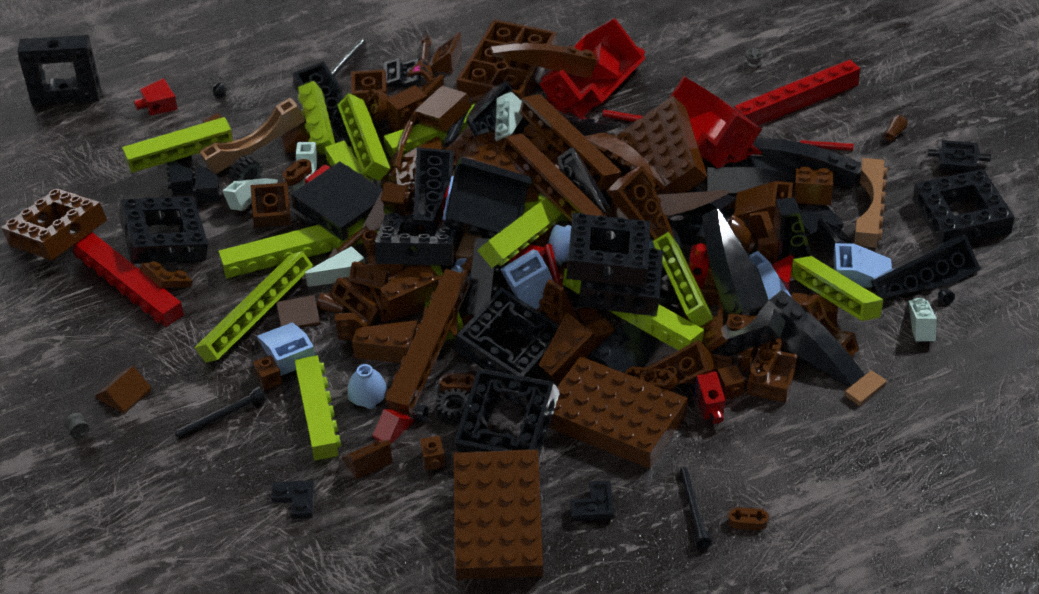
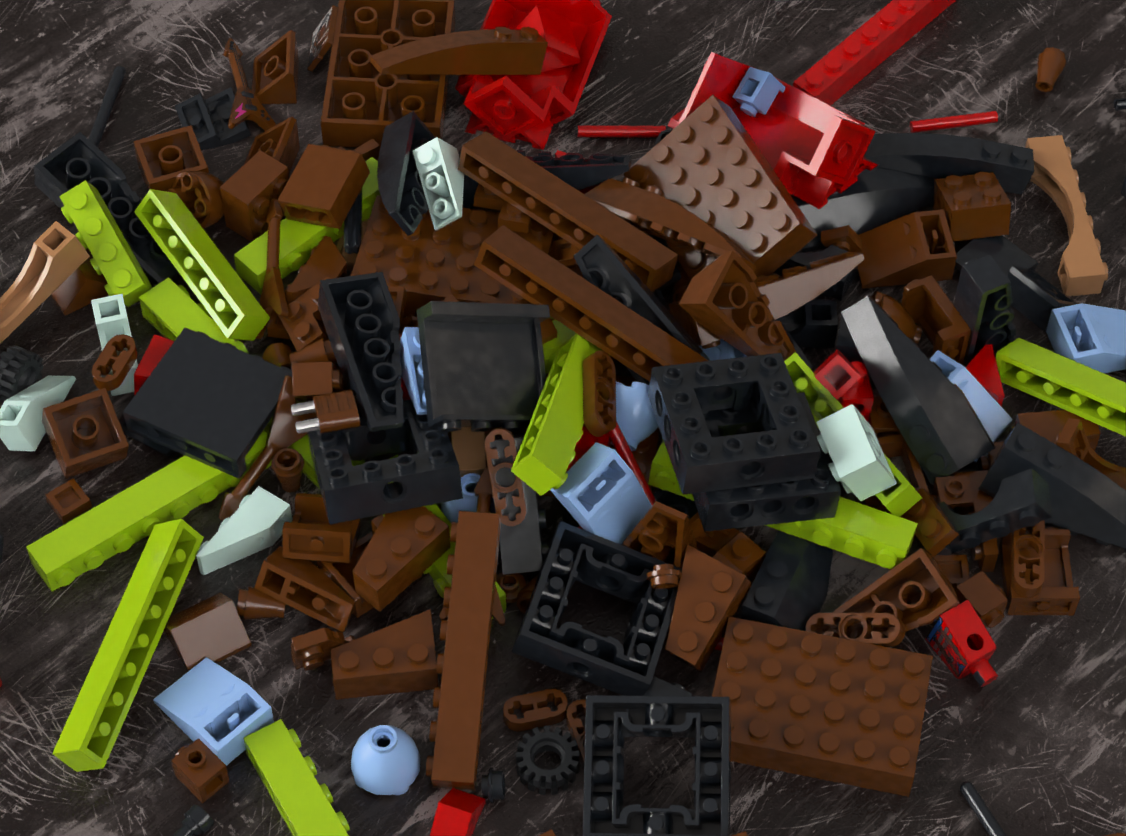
camera: 20 degrees left, 10 degrees up
(250, 235) = (68, 500): none -> reddish brown plate
(395, 210) = (332, 412): none -> reddish brown piece
(473, 272) = (518, 500): none -> reddish brown beam
(477, 42) = (322, 38): none -> reddish brown piece
(548, 326) = (664, 576): none -> reddish brown plate
(551, 224) = (599, 411): none -> reddish brown beam
(675, 281) = (854, 453): none -> light aqua brick
(685, 244) = (837, 374): none -> red brick
(710, 106) = (757, 91): none -> medium blue brick
(733, 189) = (842, 237): none -> reddish brown plate

